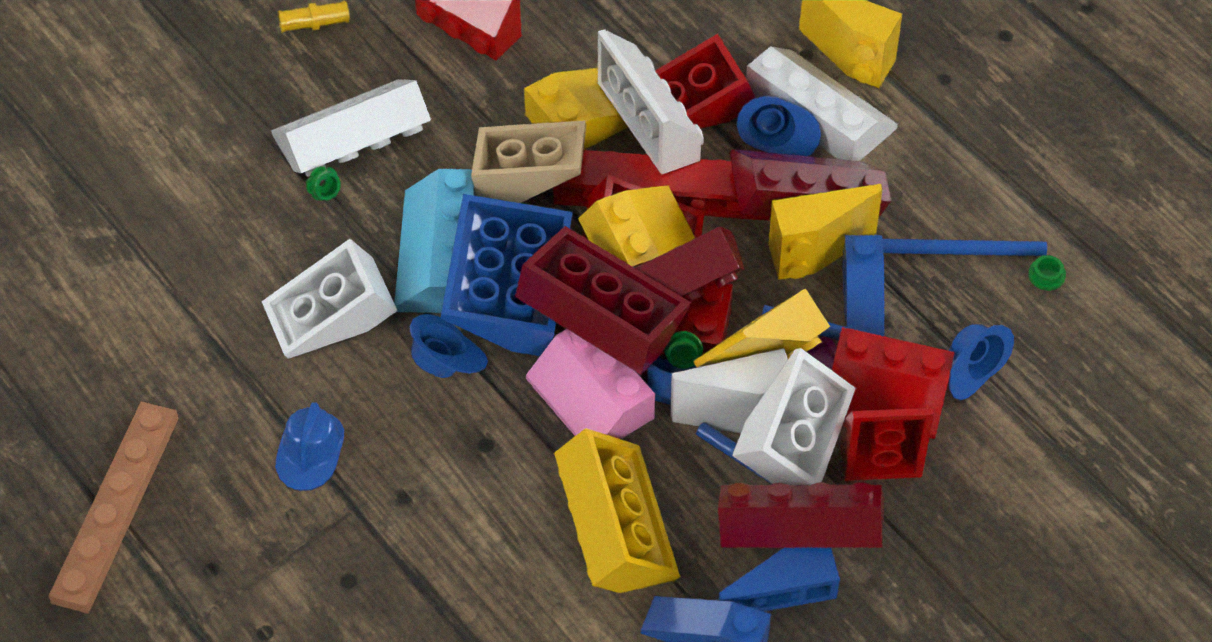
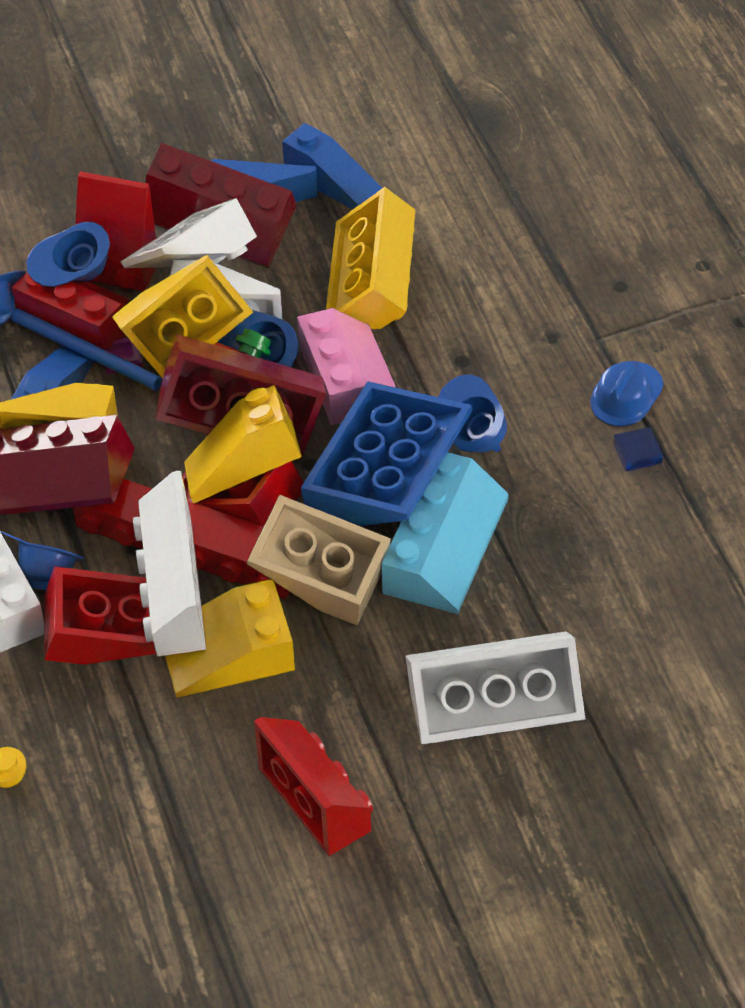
camera: 160 degrees left, 5 degrees down
(283, 383) = (638, 449): none -> clear blue tile
(313, 16) = (498, 841): yellow pin -> none
(329, 301) = (571, 499): white slope -> none
(330, 186) = (544, 623): green plate -> none
(601, 299) = (316, 361): dark red slope -> none
(908, 379) = (70, 255): none -> blue piece

